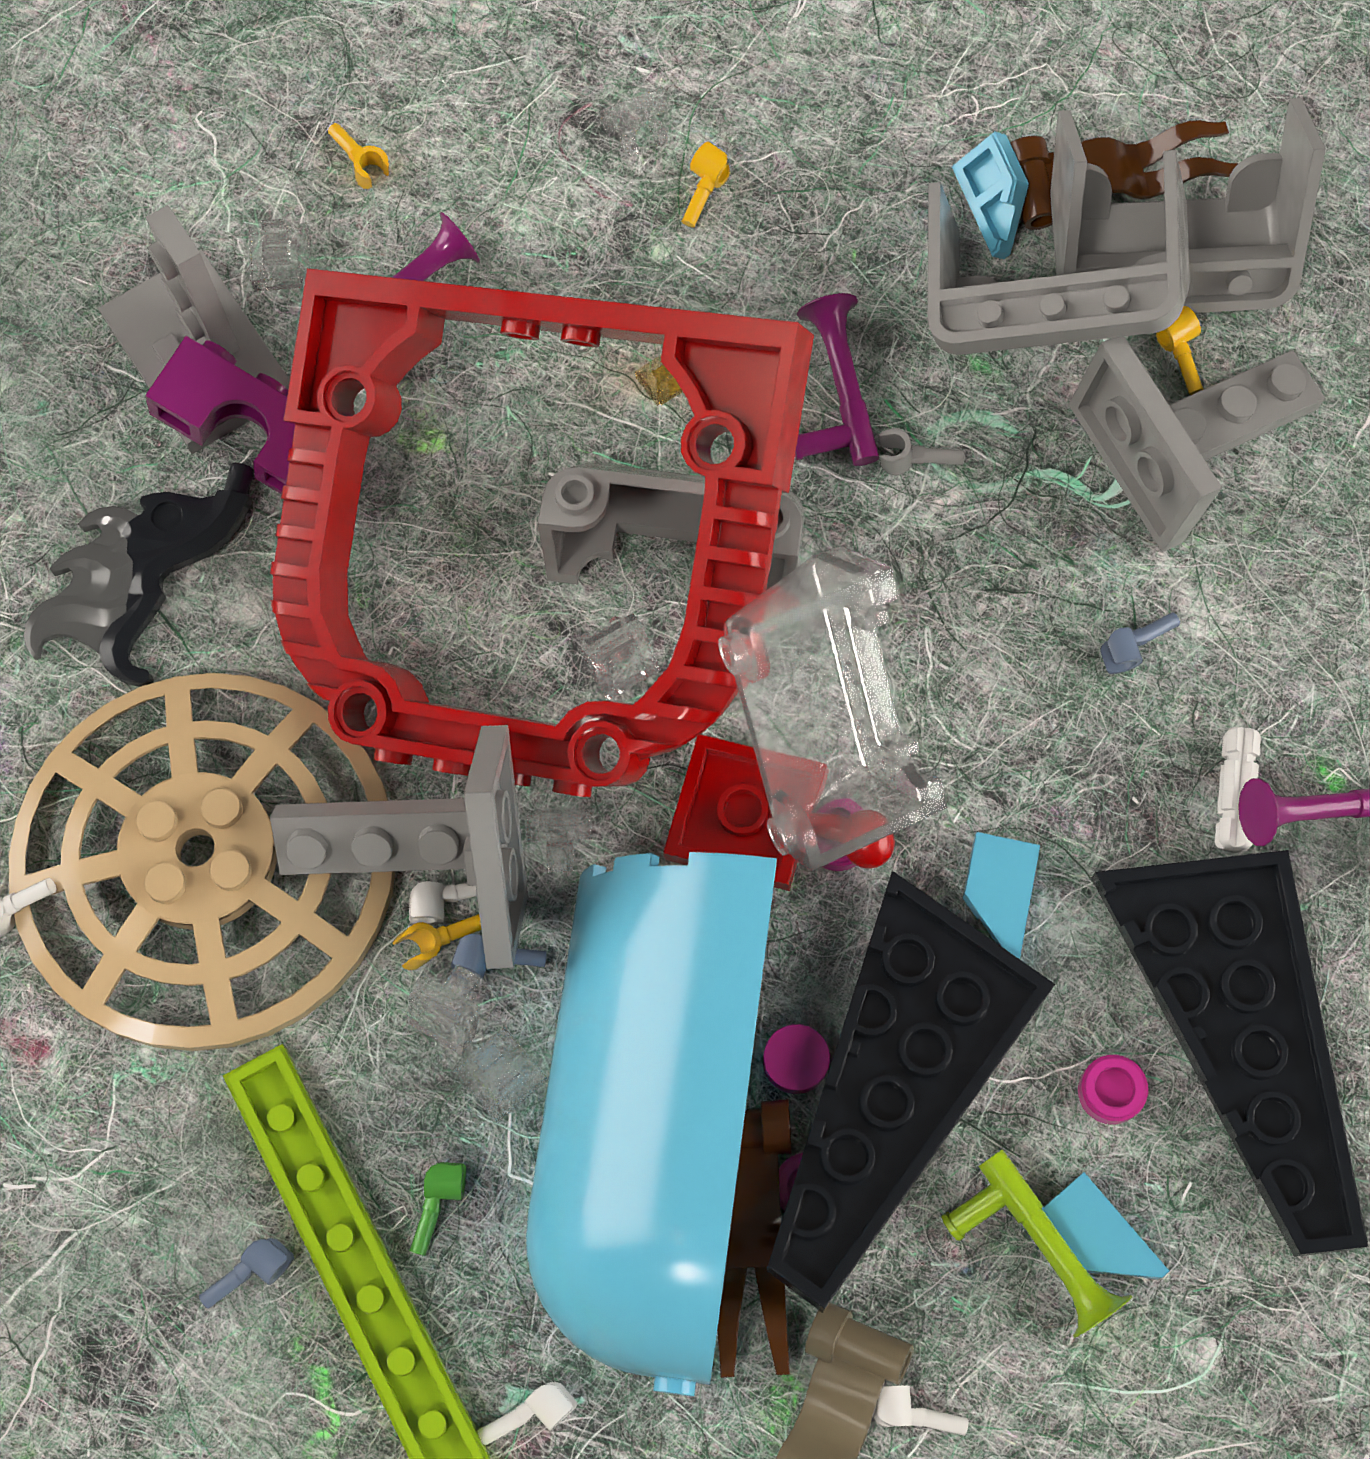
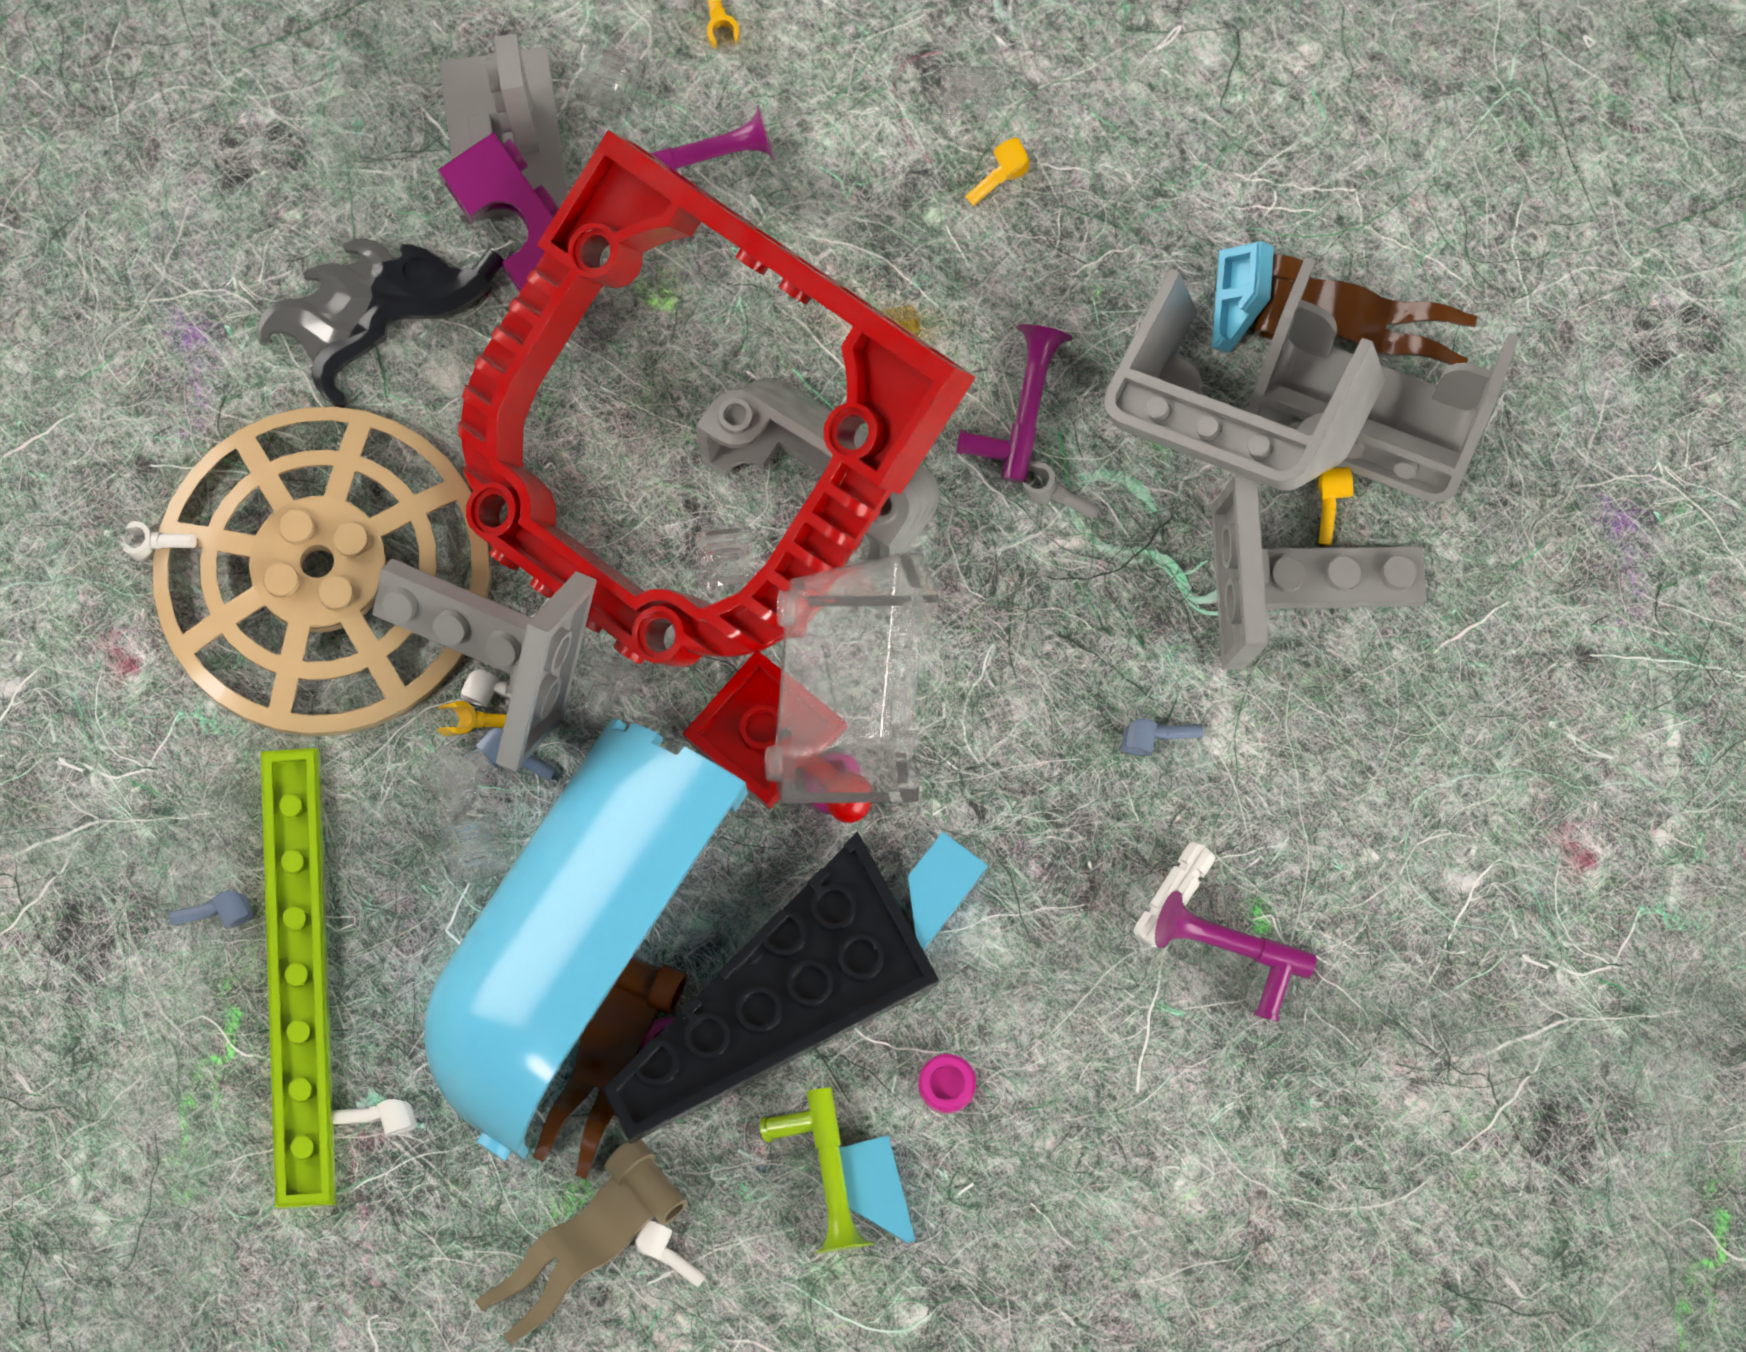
camera: 25 degrees right, 5 degrees up
(441, 1183) = (389, 911): bright green hand -> none
(796, 1059) = (709, 944): dark pink tile -> none
(1241, 995) = (1084, 1053): black wing -> none

